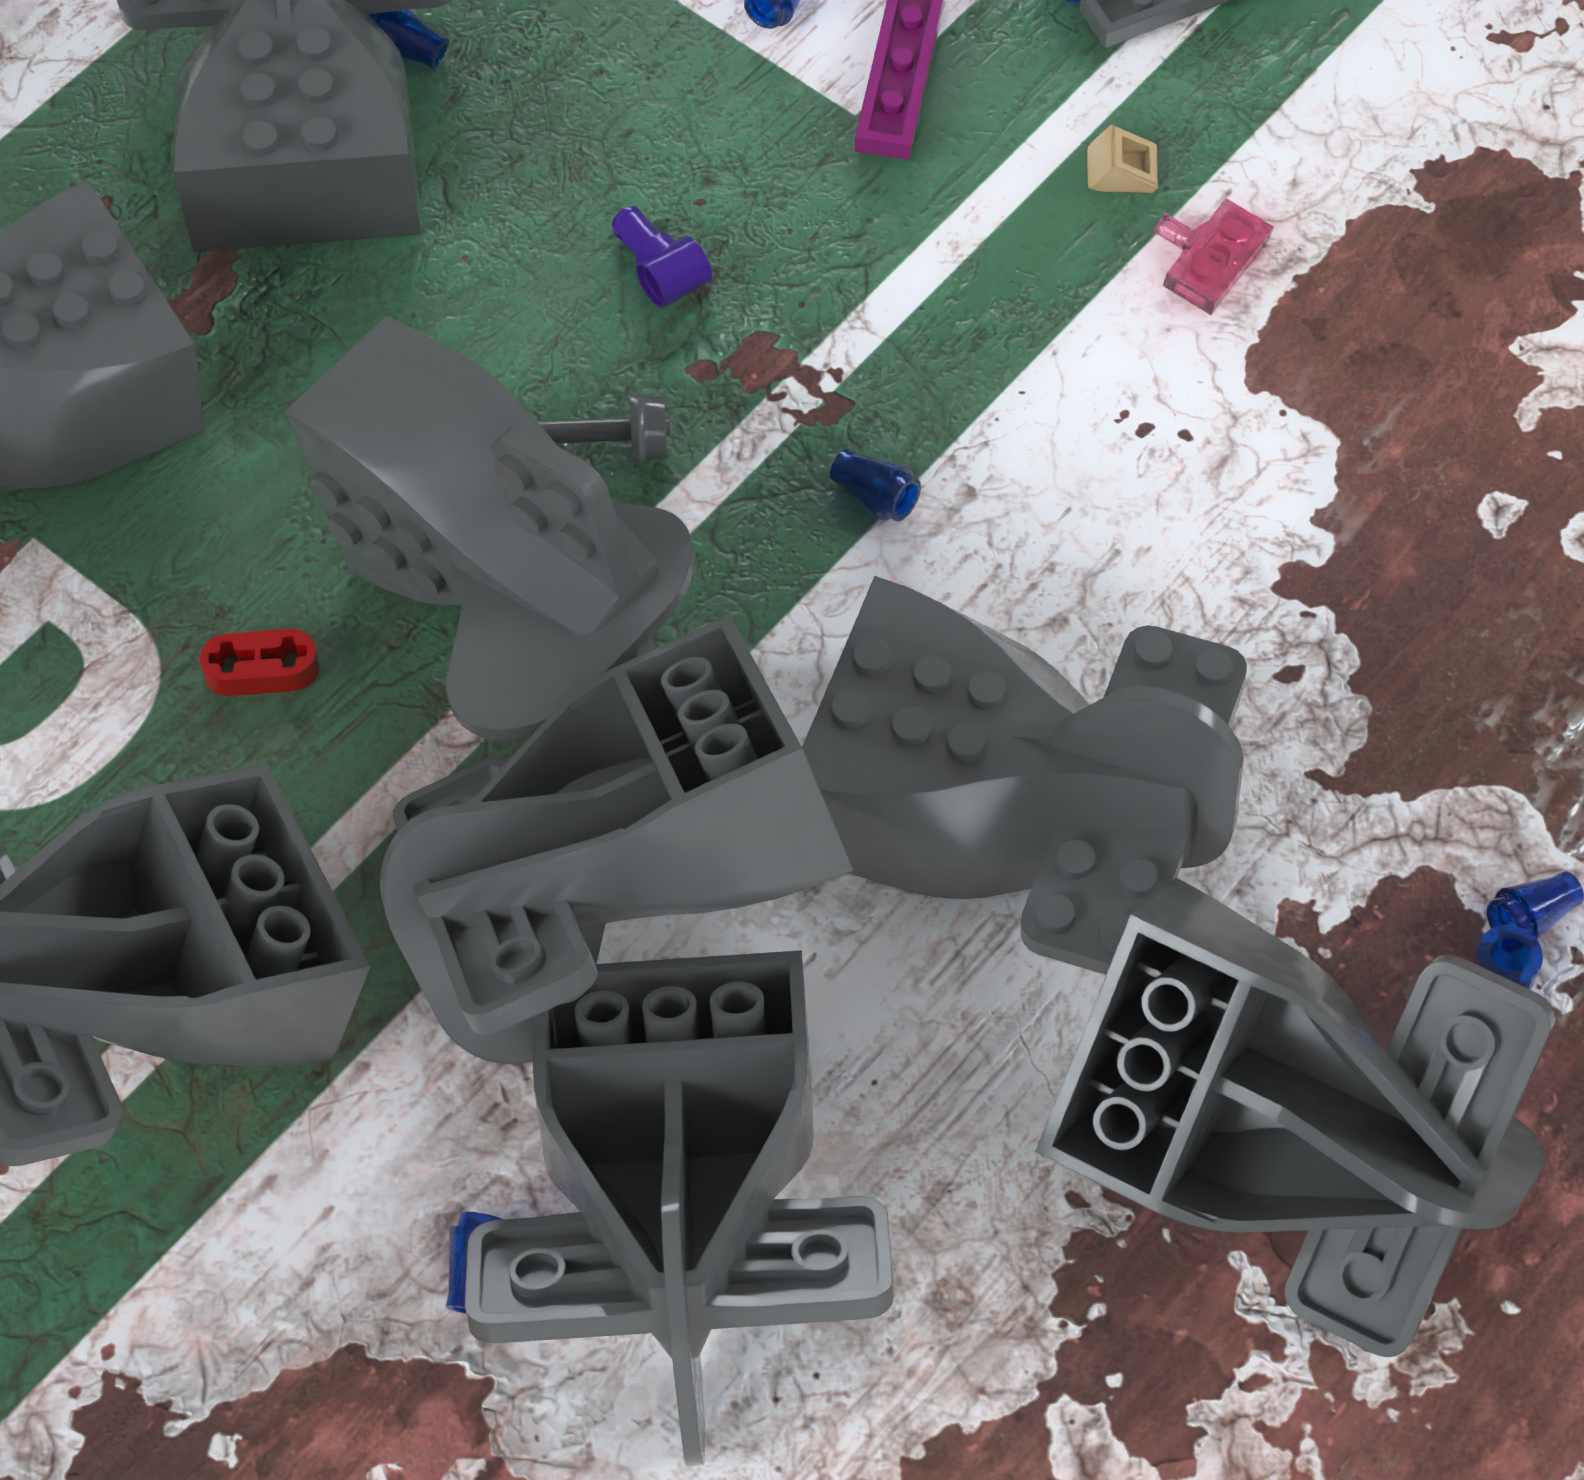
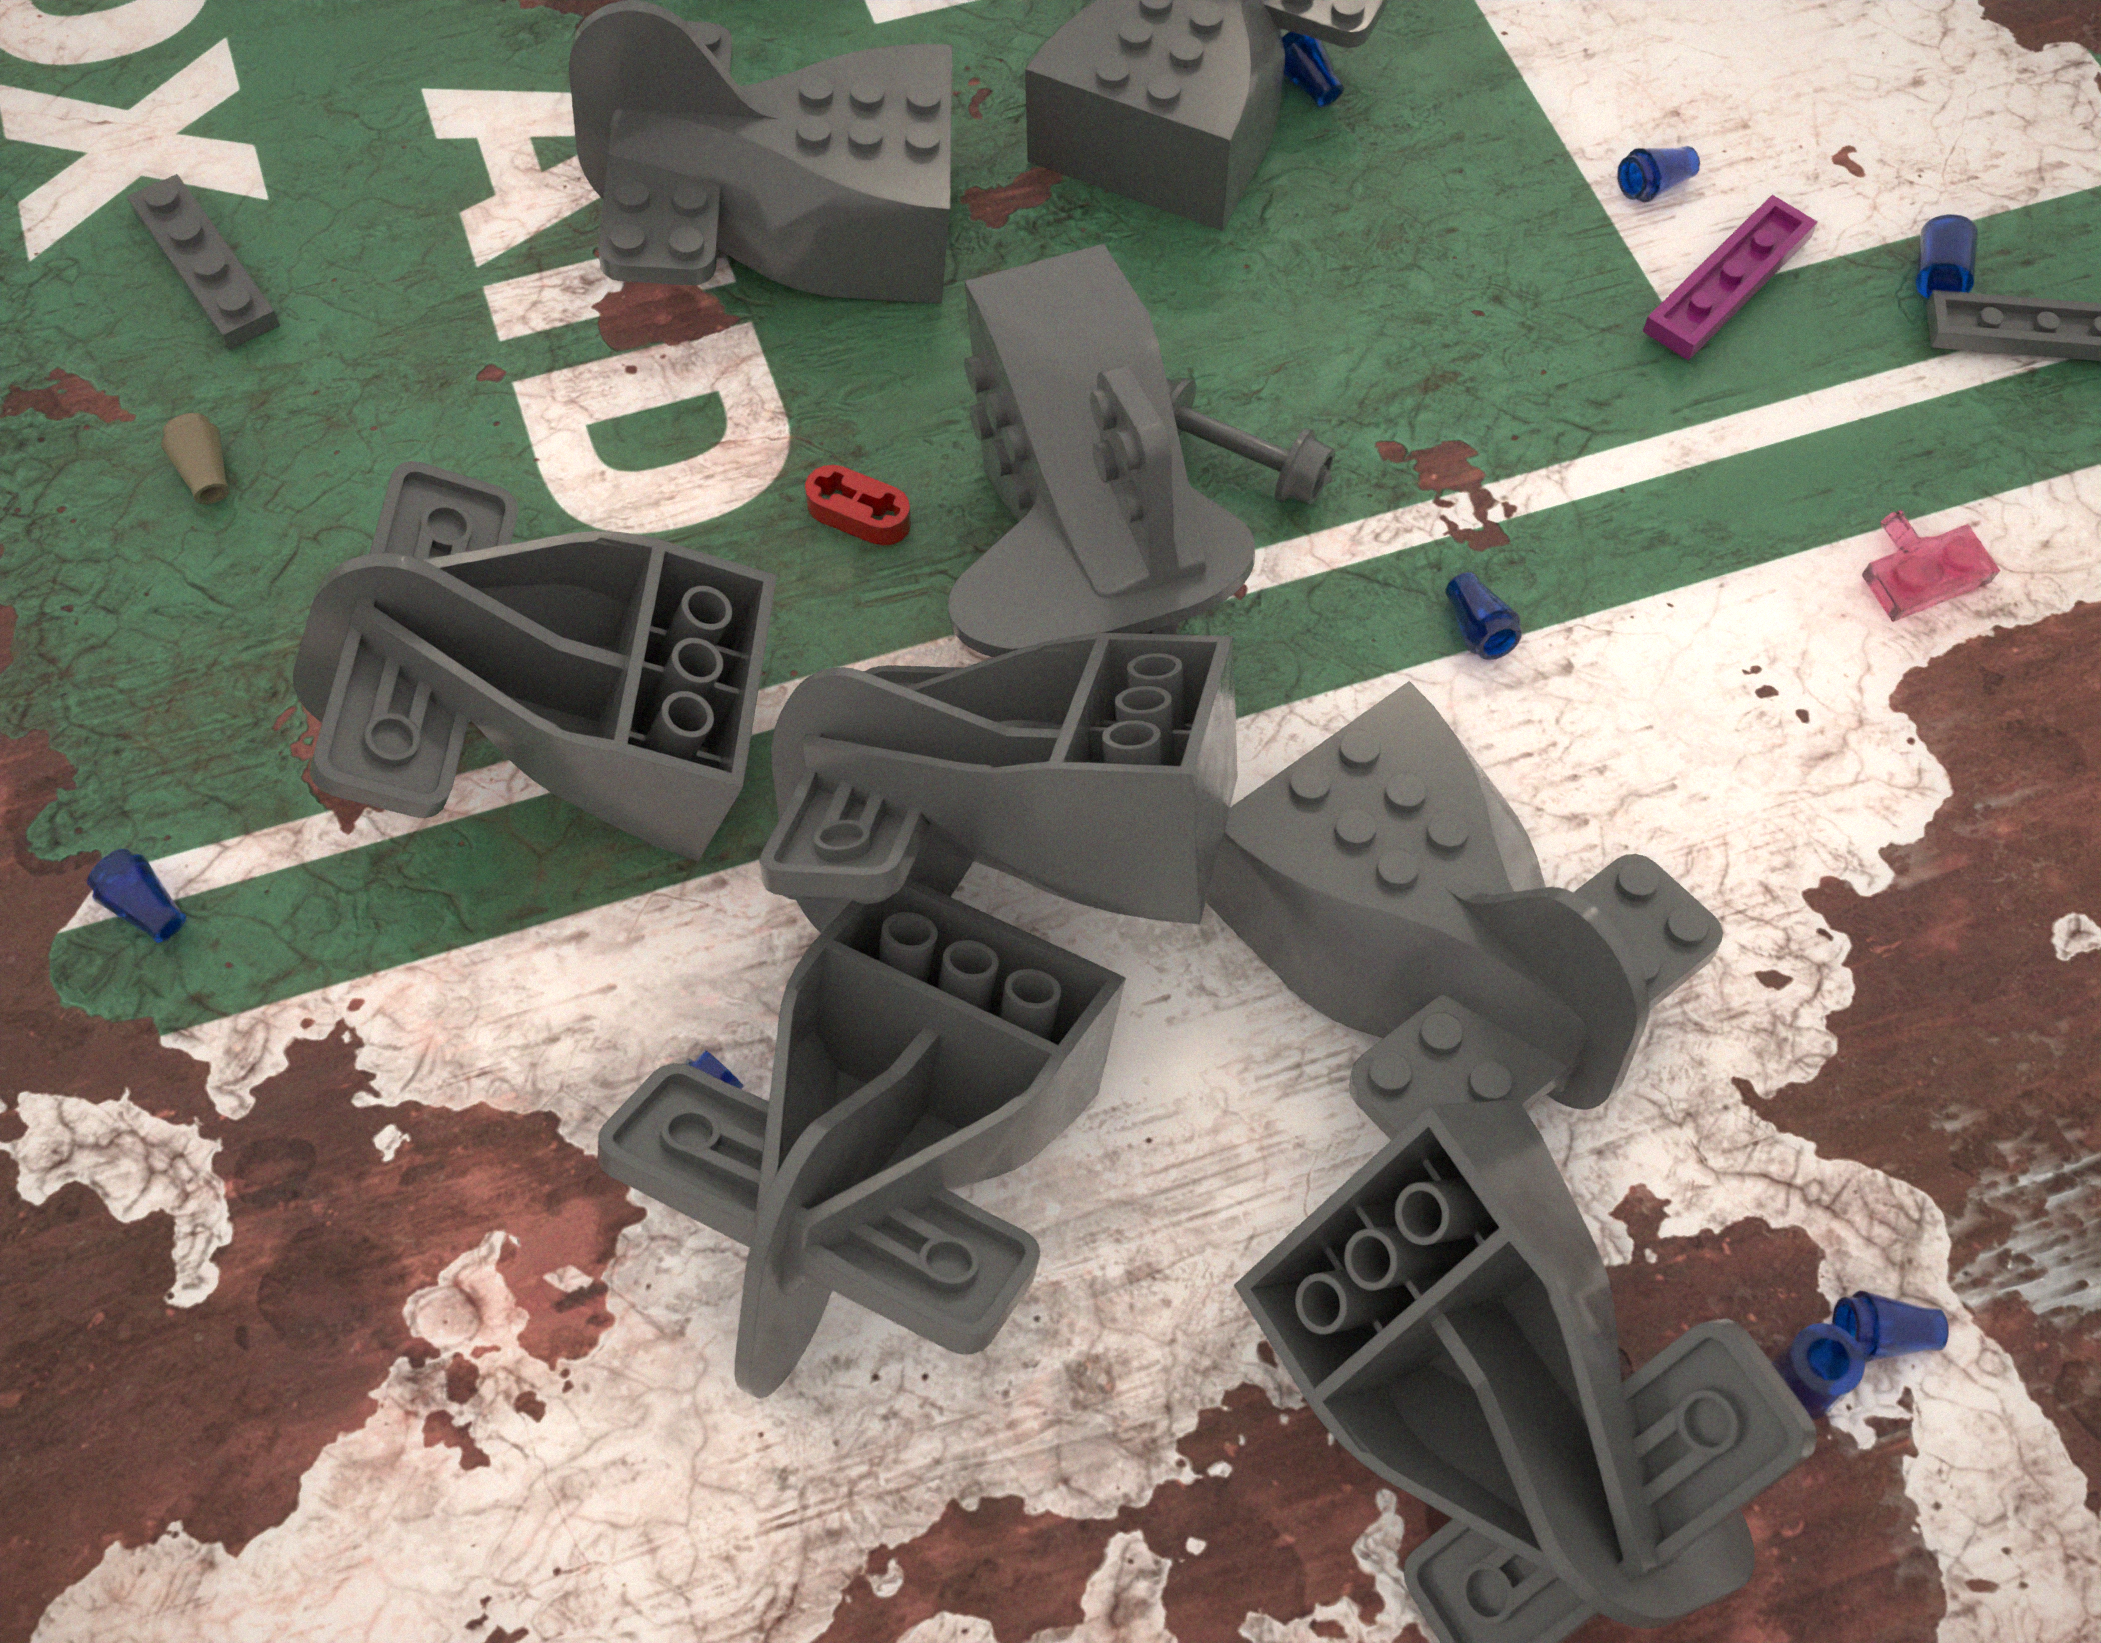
camera: 30 degrees right, 0 degrees up
(663, 265) = (1411, 345): dark purple pin -> none
(1122, 162) = (1887, 451): tan slope -> none

